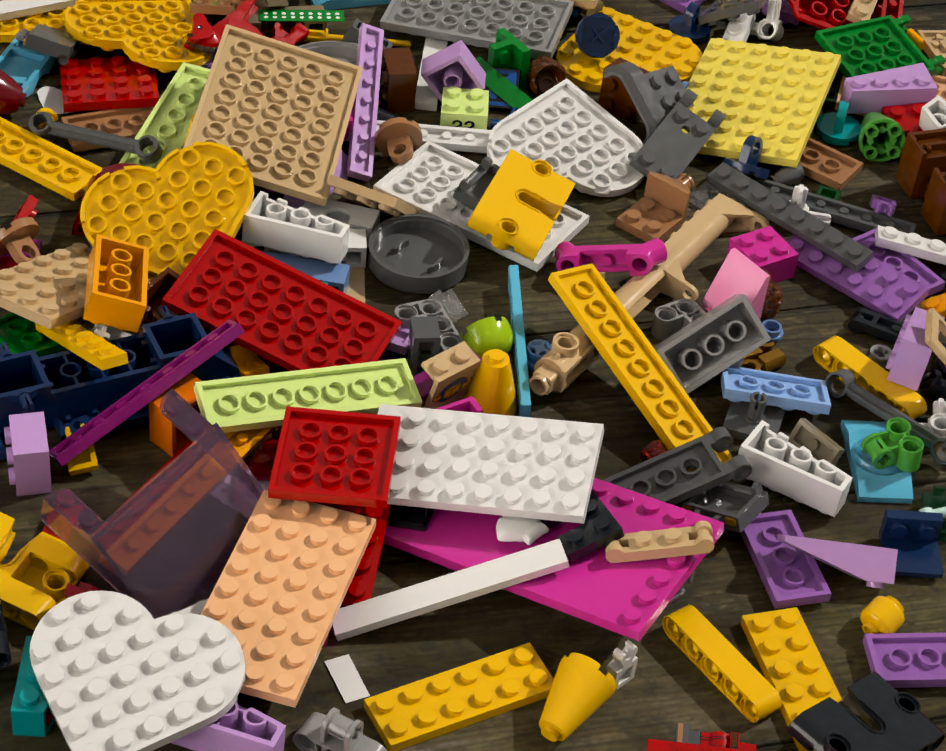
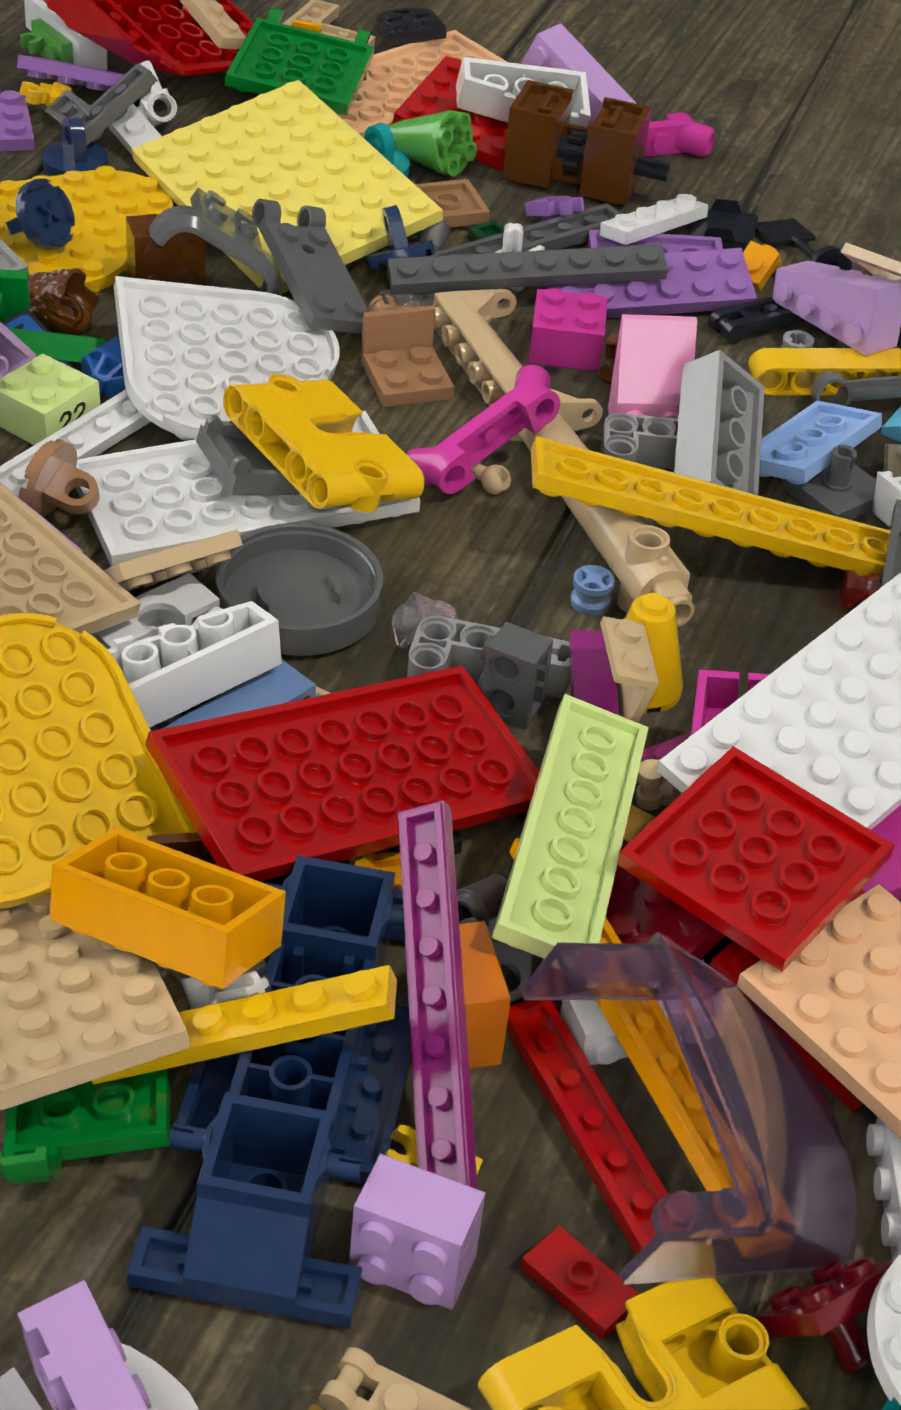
camera: 55 degrees left, 0 degrees up
(489, 335) = (548, 609): lime cylinder -> none
(519, 345) = (536, 582): medium azure tile -> none
(888, 88) = (381, 86): lavender wedge -> none

